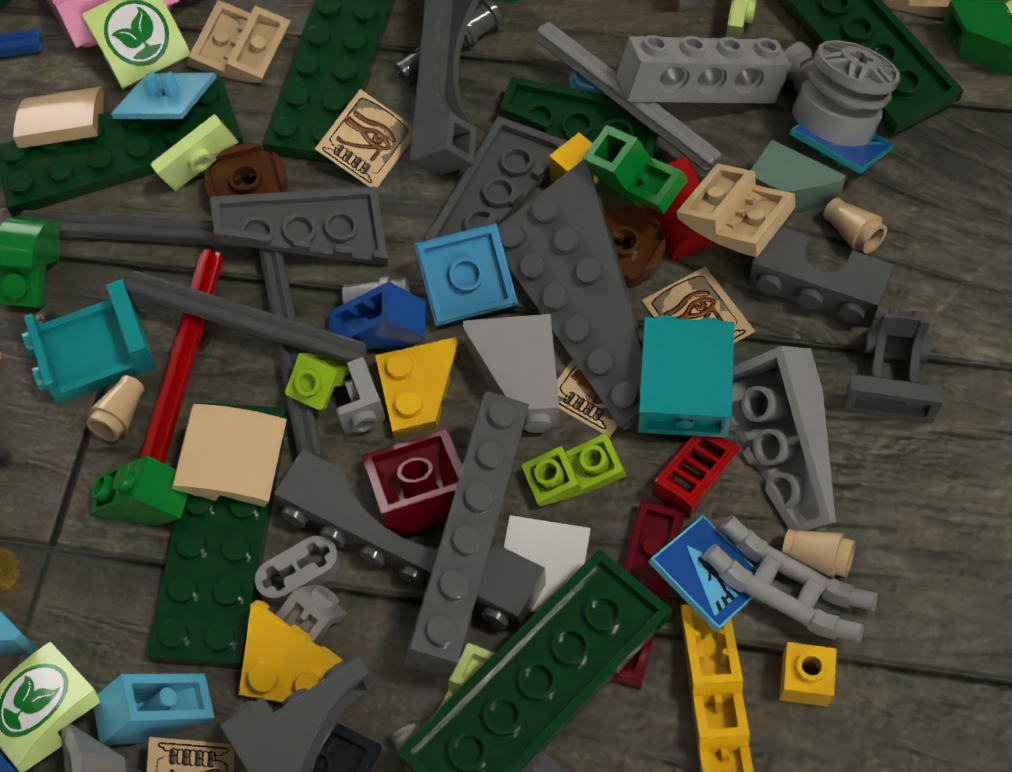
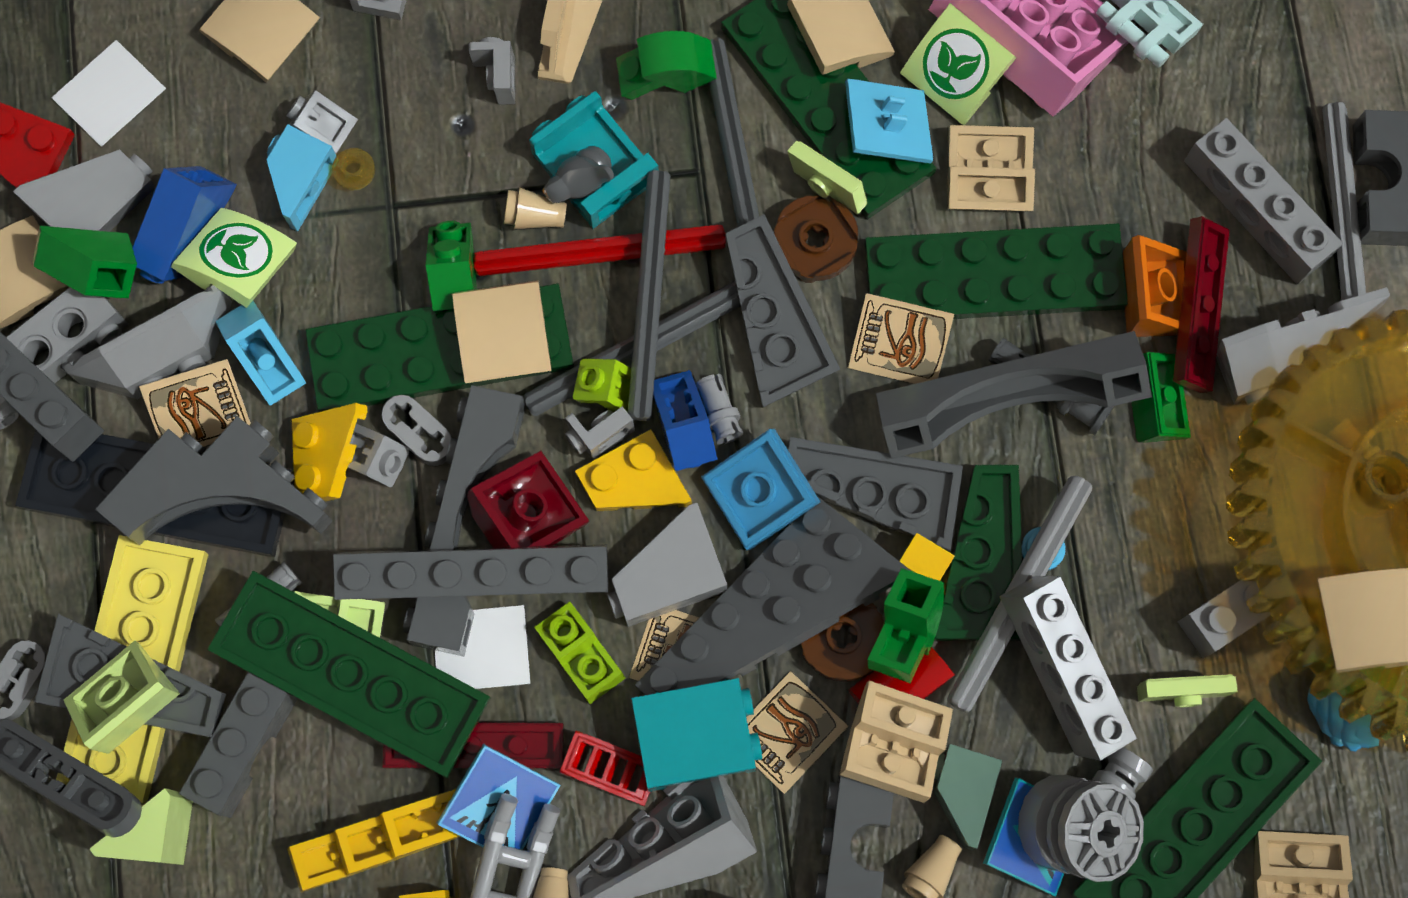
camera: 70 degrees right, 15 degrees up
(102, 348) = (579, 175): none -> dark grey animal

